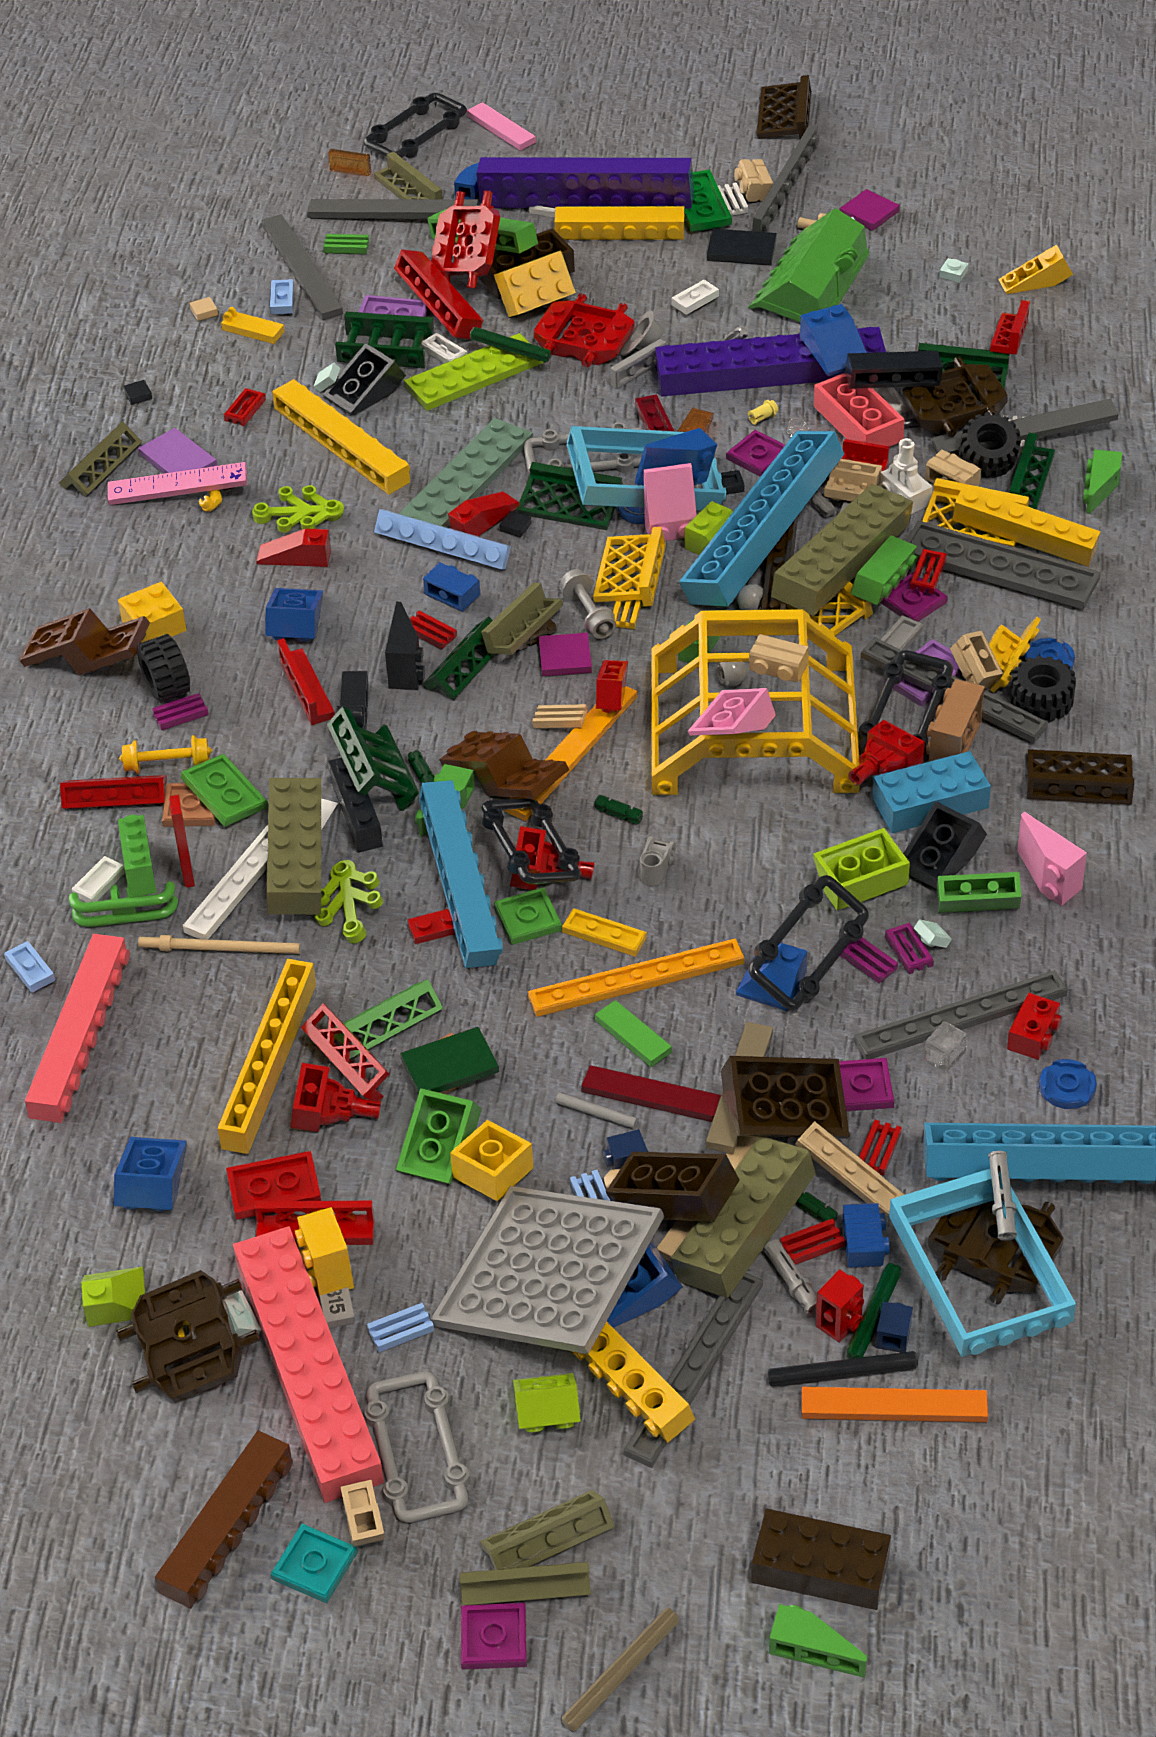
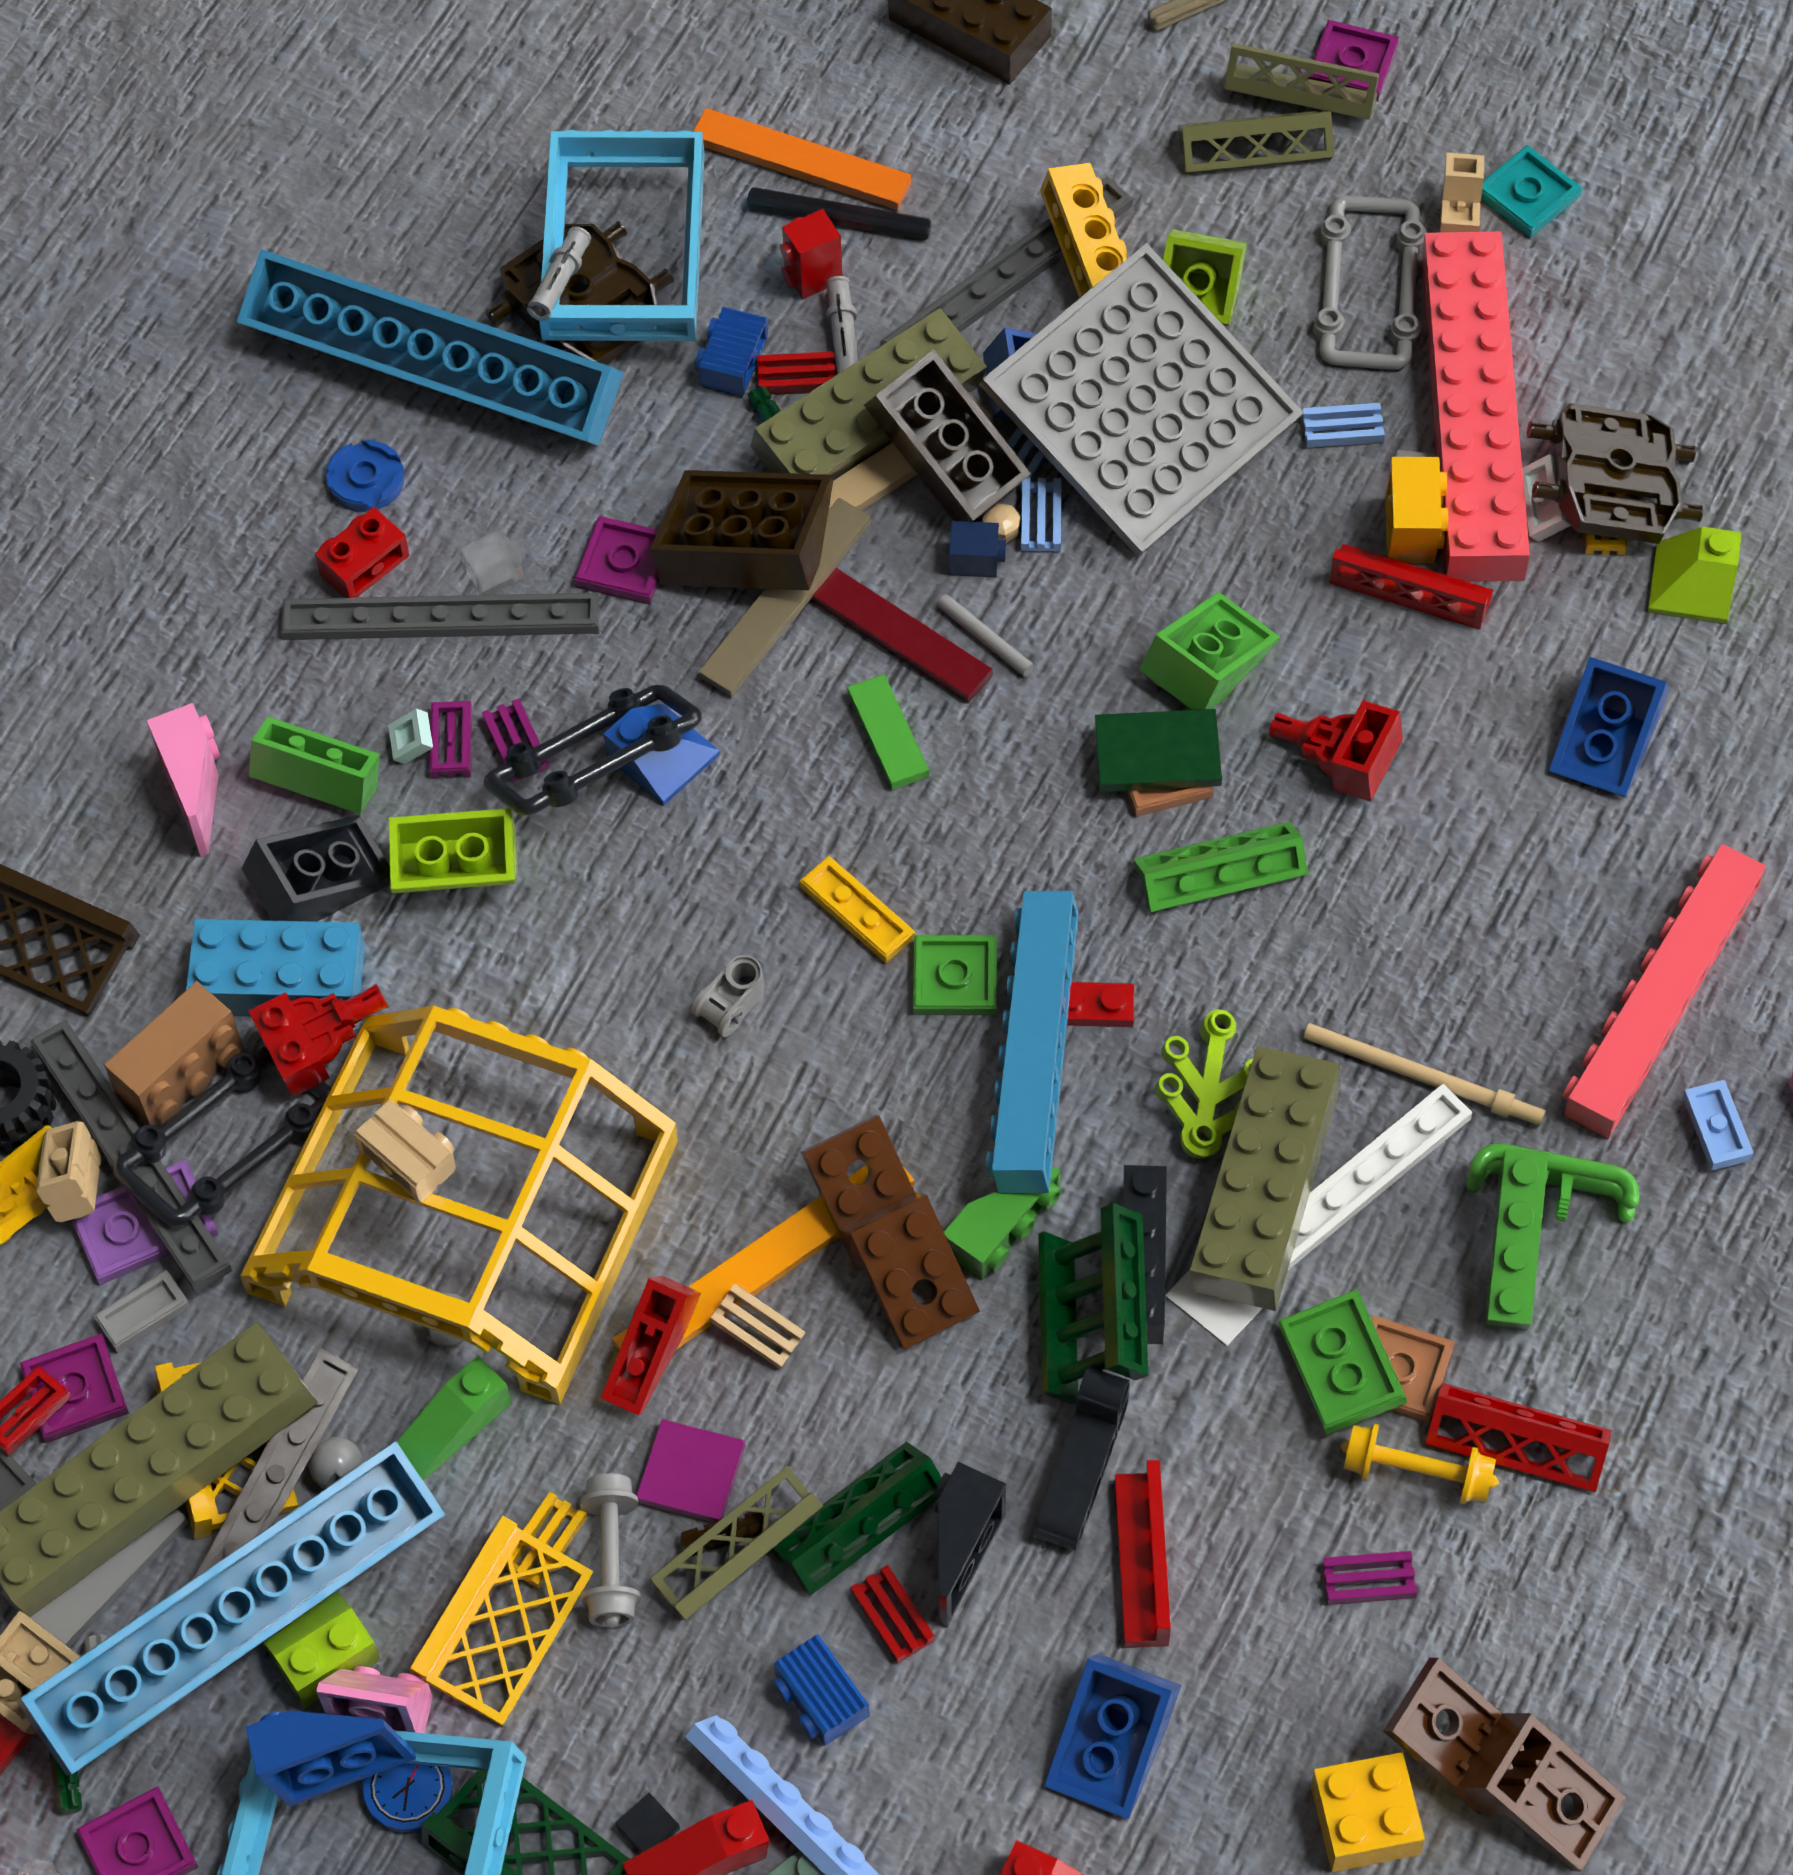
camera: 160 degrees left, 15 degrees up
(99, 880) = (1580, 1264): white tile -> none
(163, 668) = (1382, 1631): black tyre -> none
(181, 841) = (1446, 1194): red tile -> none
(224, 1519) = (1619, 256): reddish brown brick -> none
(267, 1057) = (1404, 839): yellow brick -> none
(272, 1179) = (1449, 657): red plate -> none
(340, 1054) = (1300, 801): fence -> none
(420, 767) = (1013, 1302): dark green axle -> none
(492, 1160) = (1154, 580): yellow brick -> none
(518, 860) = (870, 999): black bar -> none
(542, 857) = (903, 1040): red brick -> none
(618, 809) = (743, 1117): dark green axle -> none
(636, 977) = (844, 820): light orange tile -> none
(732, 482) = (221, 1787): black tile -> none
(735, 713) = (541, 1043): bright pink slope -> none
(848, 1167) = (708, 427): tan tile -> none
(872, 1313) = (749, 280): dark green axle -> none
(884, 570) = (106, 1398): bright green brick -> none
(884, 1130) = (644, 462): red tile -> none
(894, 1327) = (756, 231): dark blue brick -> none

